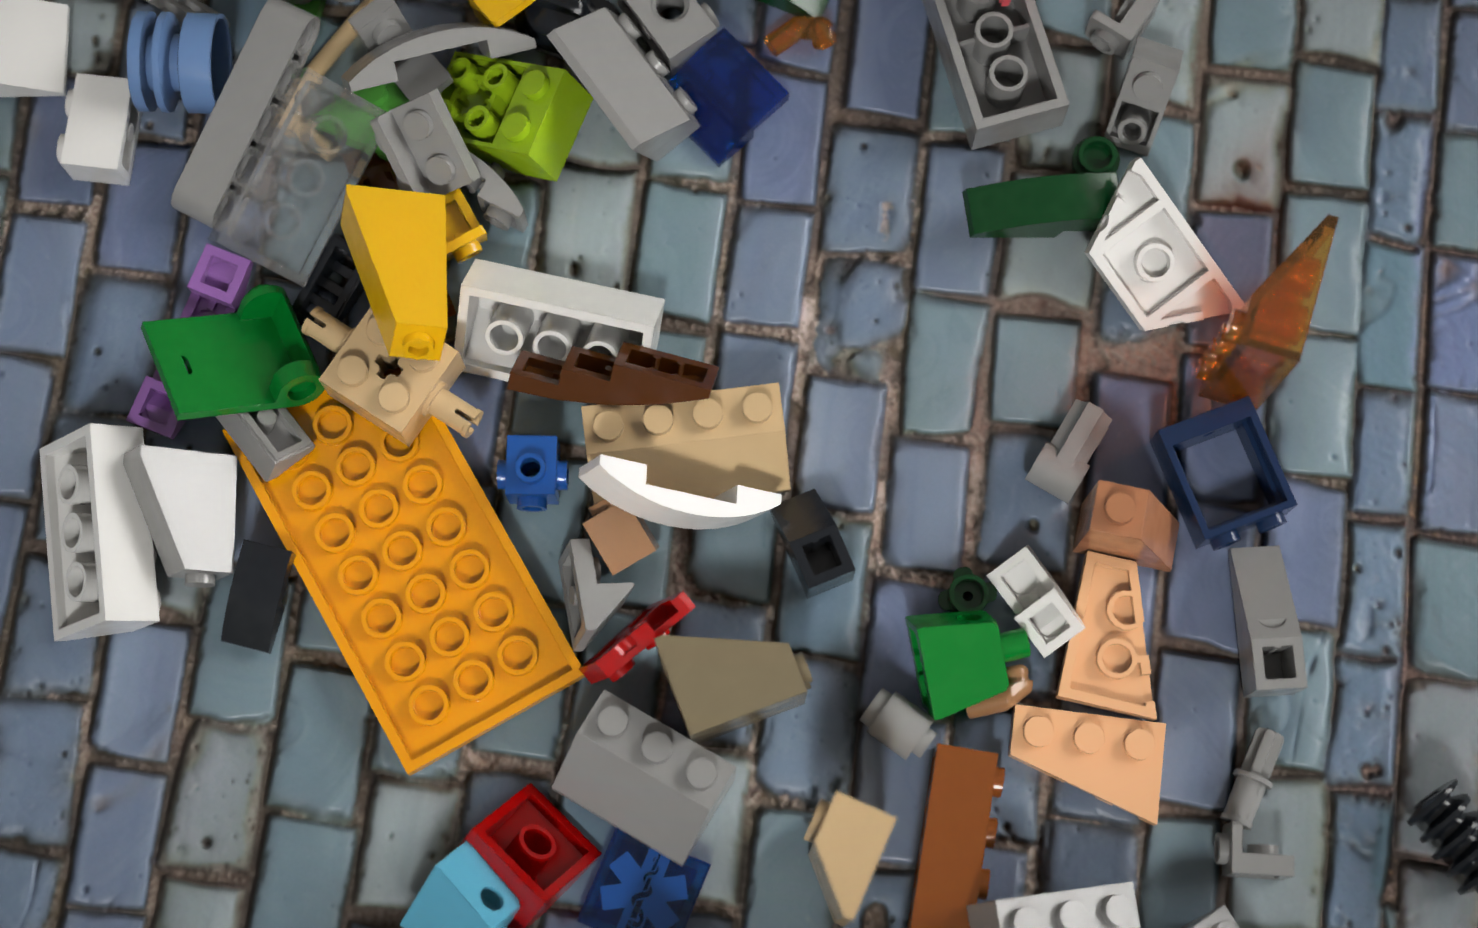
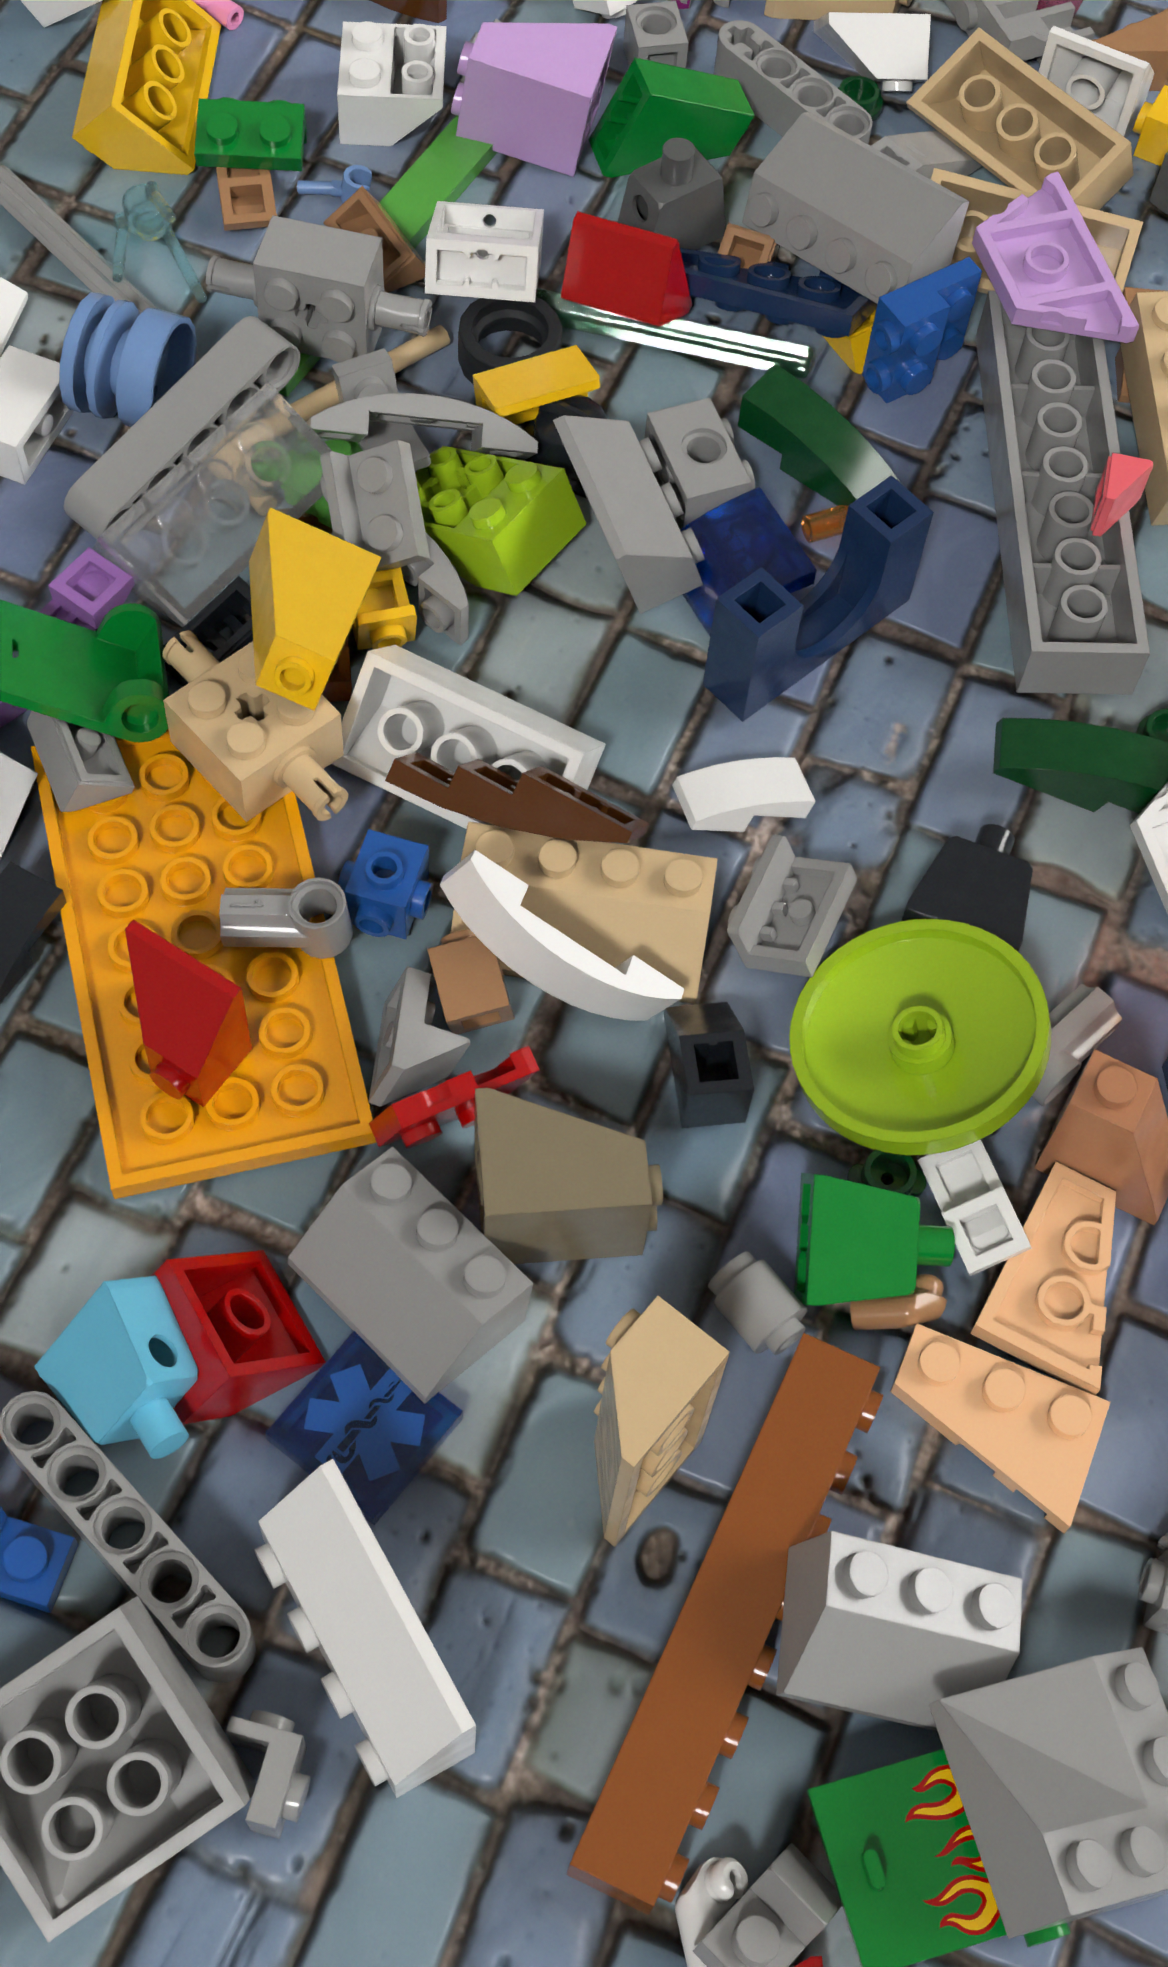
camera: 10 degrees right, 15 degrees down
(421, 639) = (187, 1016): none -> red slope
(462, 527) = (282, 915): none -> light grey piece
(768, 177) = (771, 640): none -> dark blue arch
(780, 306) = (735, 791): none -> white slope
(842, 399) = (789, 910): none -> light grey bracket
(965, 480) = (920, 1036): none -> lime dish
(979, 350) = (976, 885): none -> black torso

